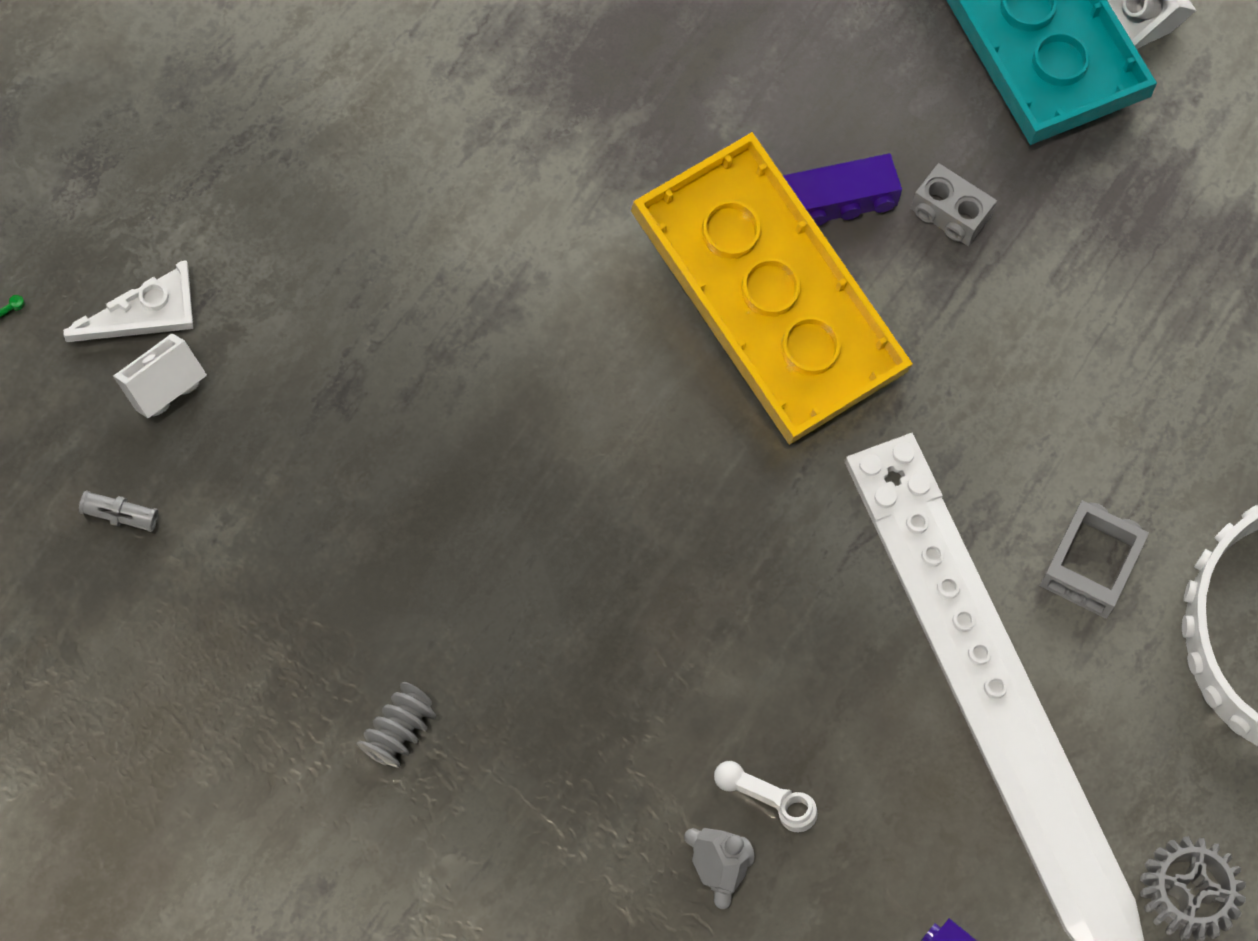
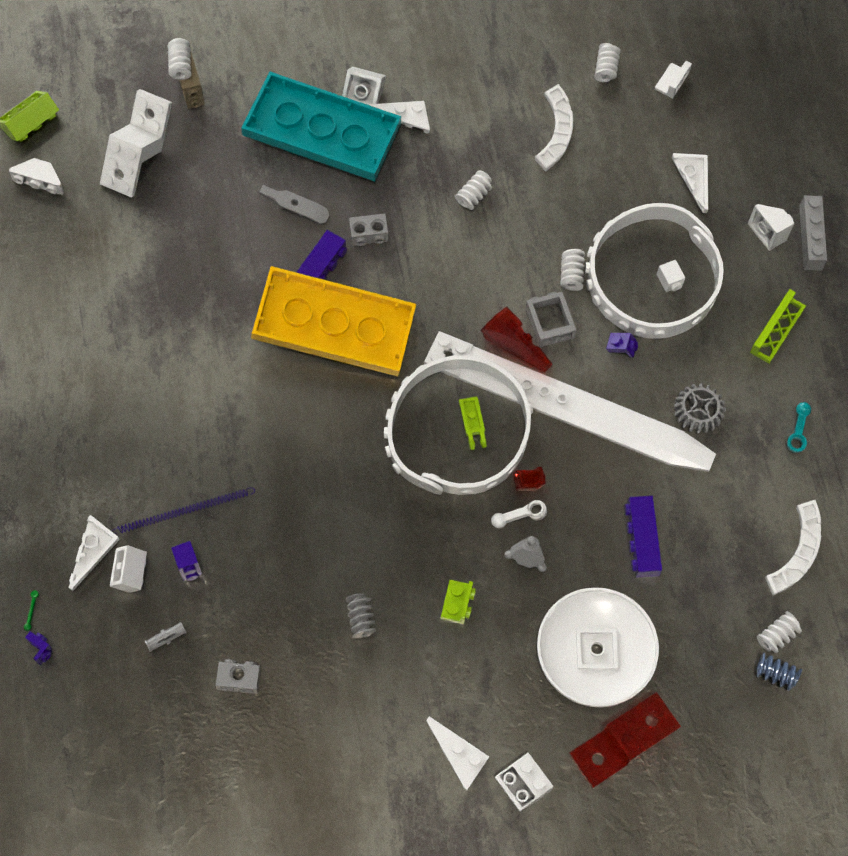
camera: 40 degrees left, 0 degrees up
(163, 674) = (247, 684): none -> light grey brick
(242, 434) = (186, 561): none -> dark purple brick
(330, 377) = (165, 514): none -> dark purple piece
(553, 834) = (457, 601): none -> lime bracket
(786, 465) = (431, 481): none -> white piece
(828, 758) = (529, 479): none -> clear red bracket
(832, 601) = (472, 420): none -> lime hinge
(891, 99) = (304, 208): none -> light grey piece
(1009, 526) = (506, 332): none -> clear red wedge
(1164, 277) = (474, 189): none -> white piece
(1170, 690) = (622, 344): none -> dark purple bracket
(1178, 92) = (412, 113): none -> white wing
(1199, 515) = (572, 269): none -> white piece

